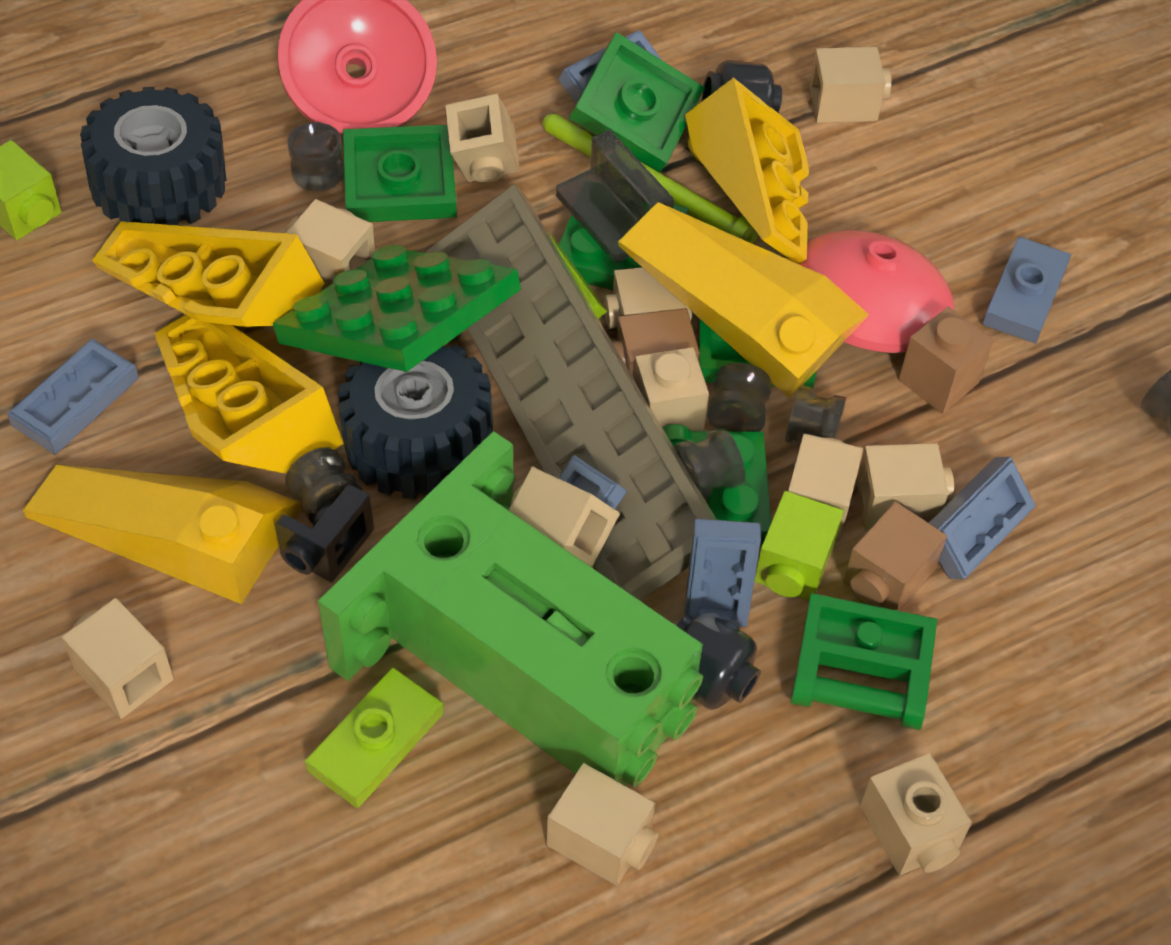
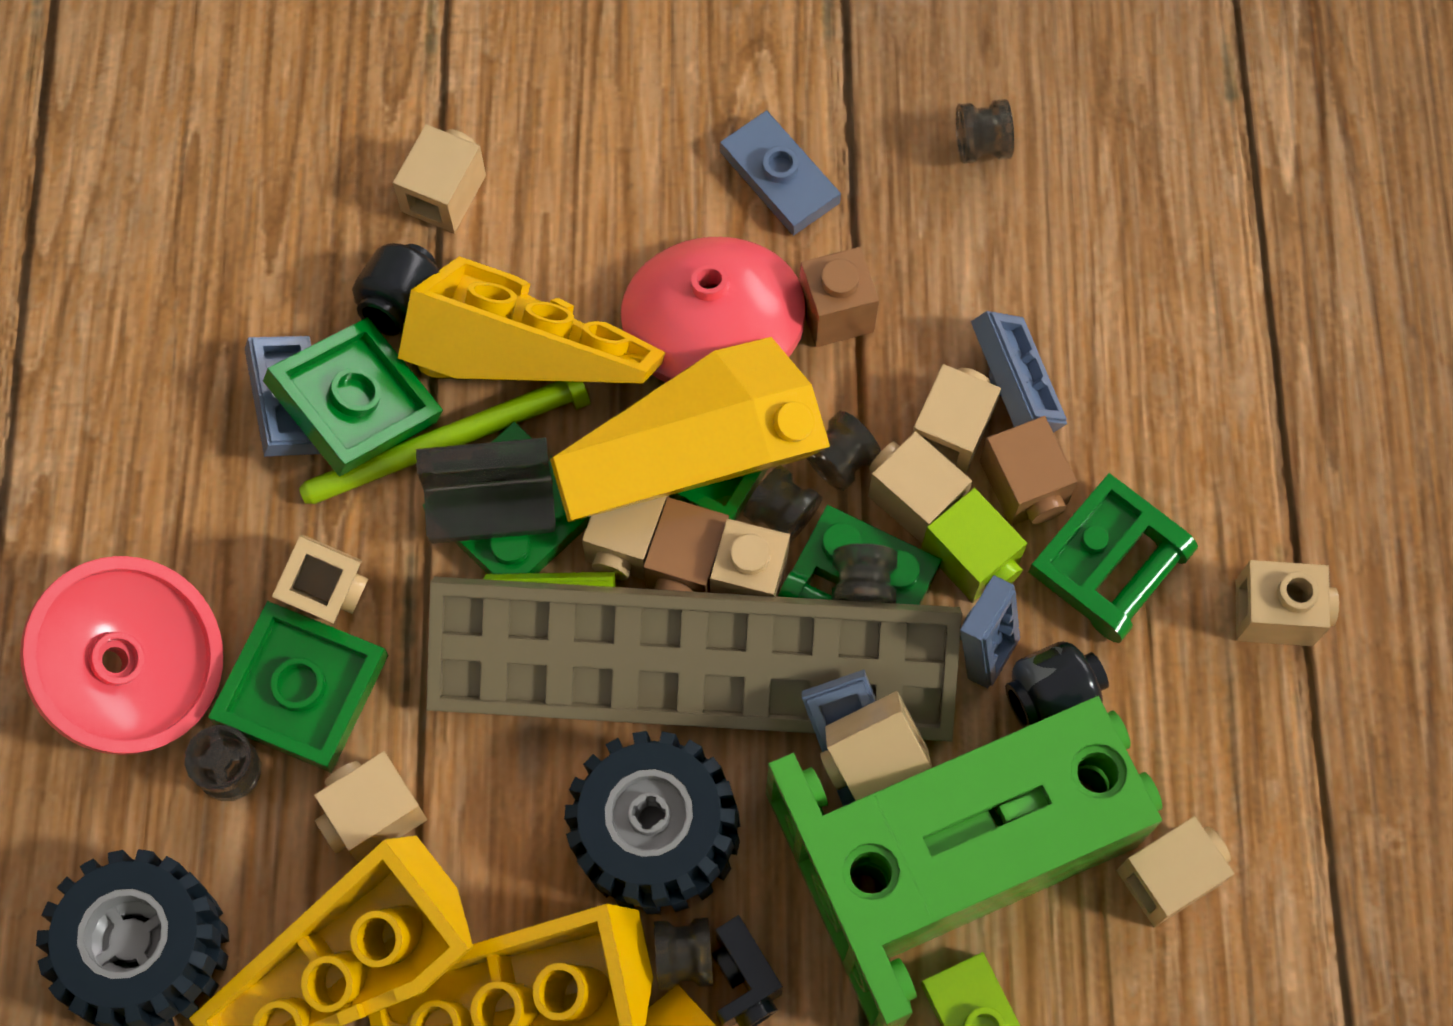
camera: 60 degrees left, 15 degrees up
(397, 307) = (517, 779): green plate -> none

